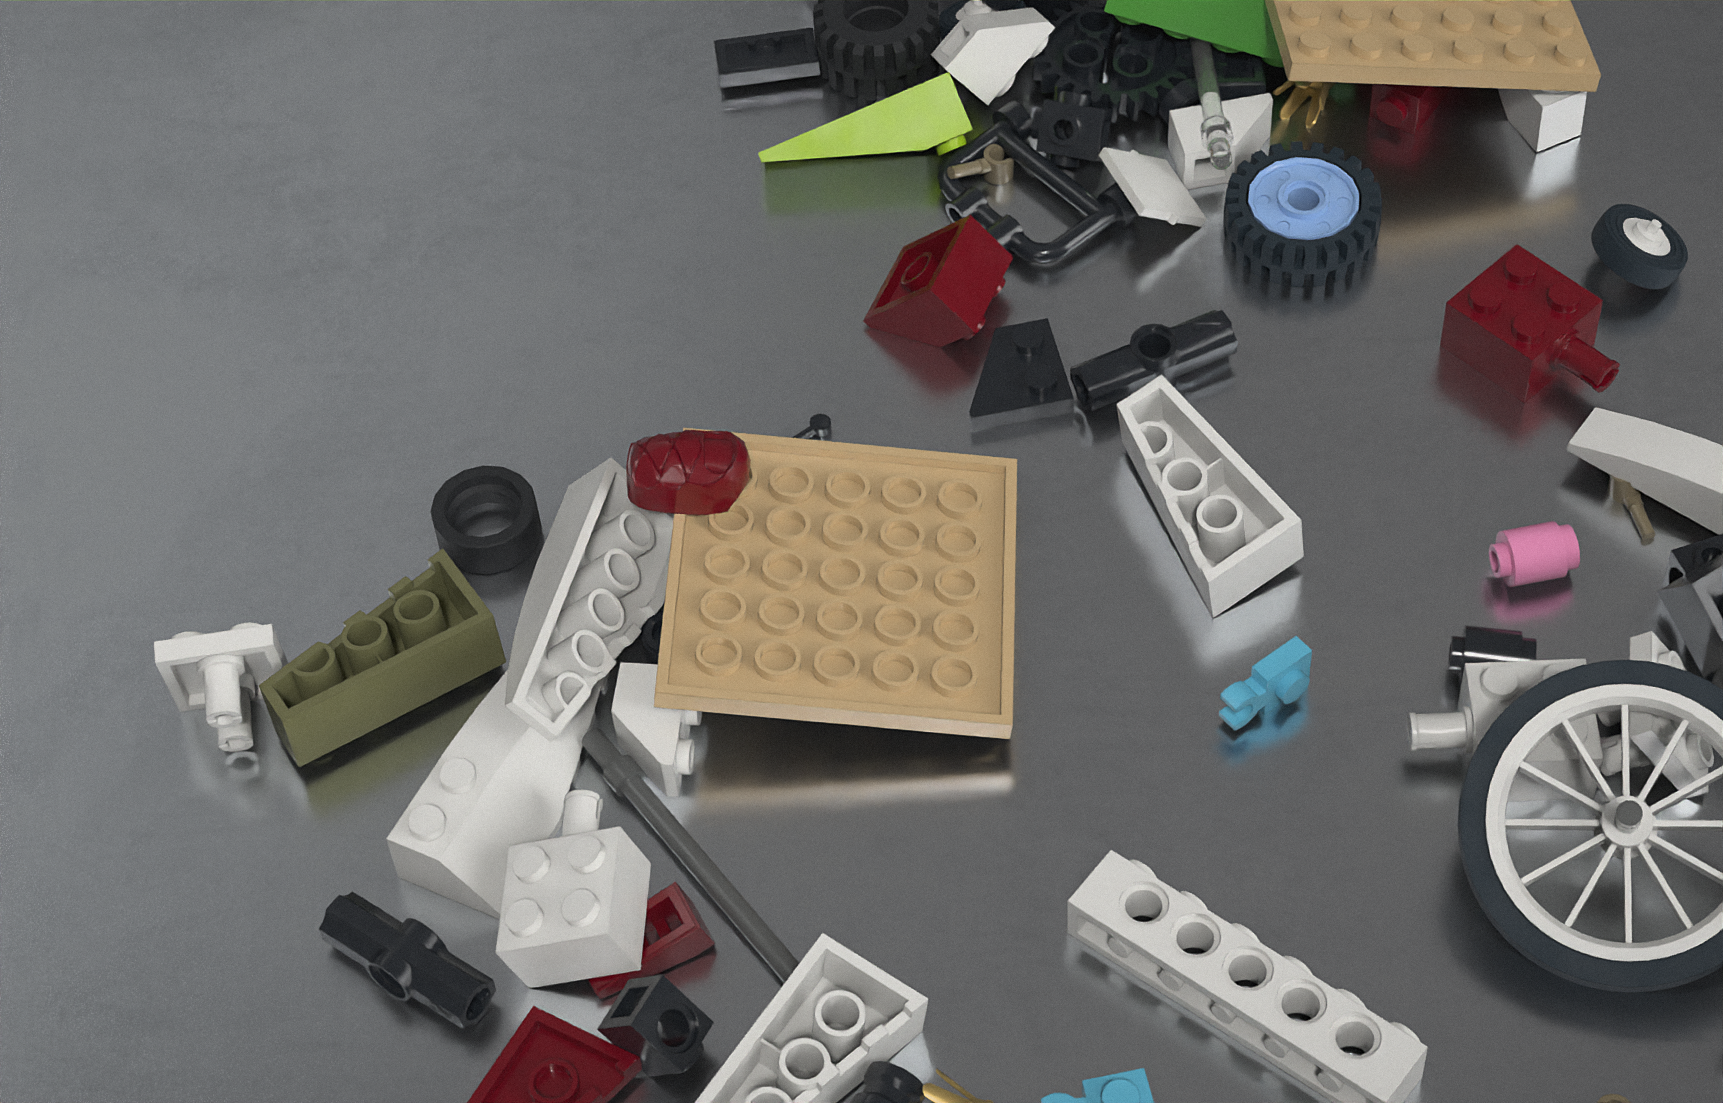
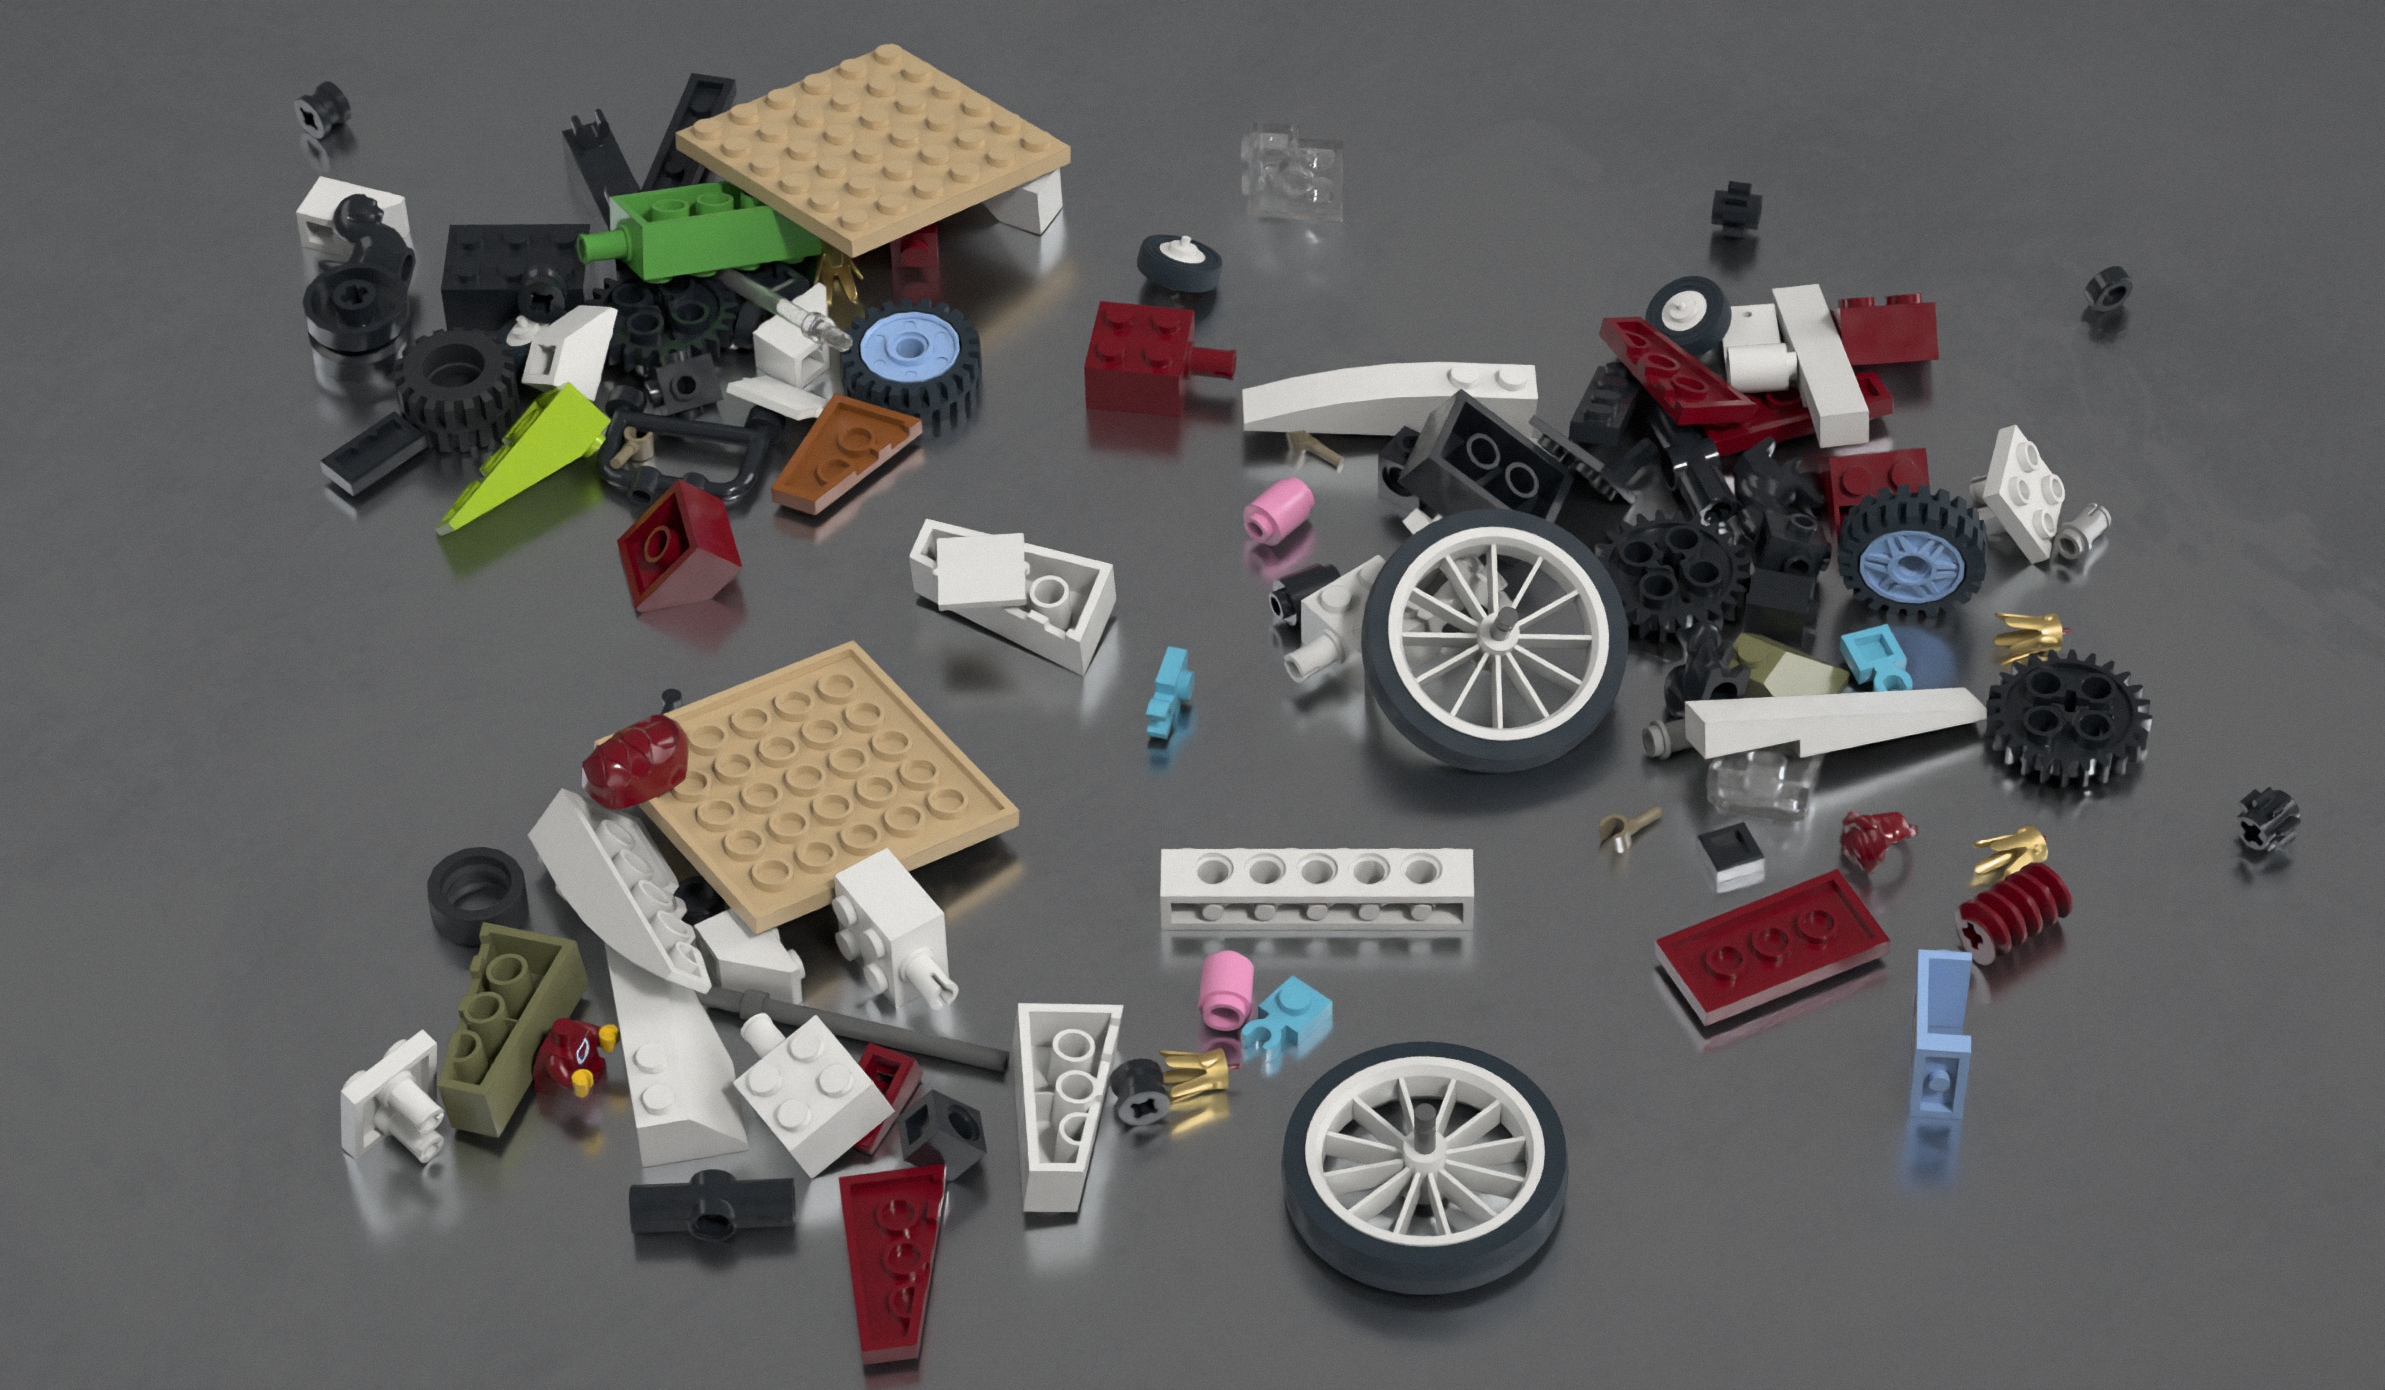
camera: 40 degrees left, 5 degrees down
(413, 730) = (570, 1059): none -> dark red piece
(785, 781) = (893, 931): none -> white brick
(1021, 378) = (799, 585): black wing -> none
(1062, 1042) = (1226, 990): none -> bright pink brick
(1153, 352) = (892, 520): black piece -> none
(1165, 267) = (840, 451): none -> dark orange wing
(1169, 457) = (981, 571): none -> white piece

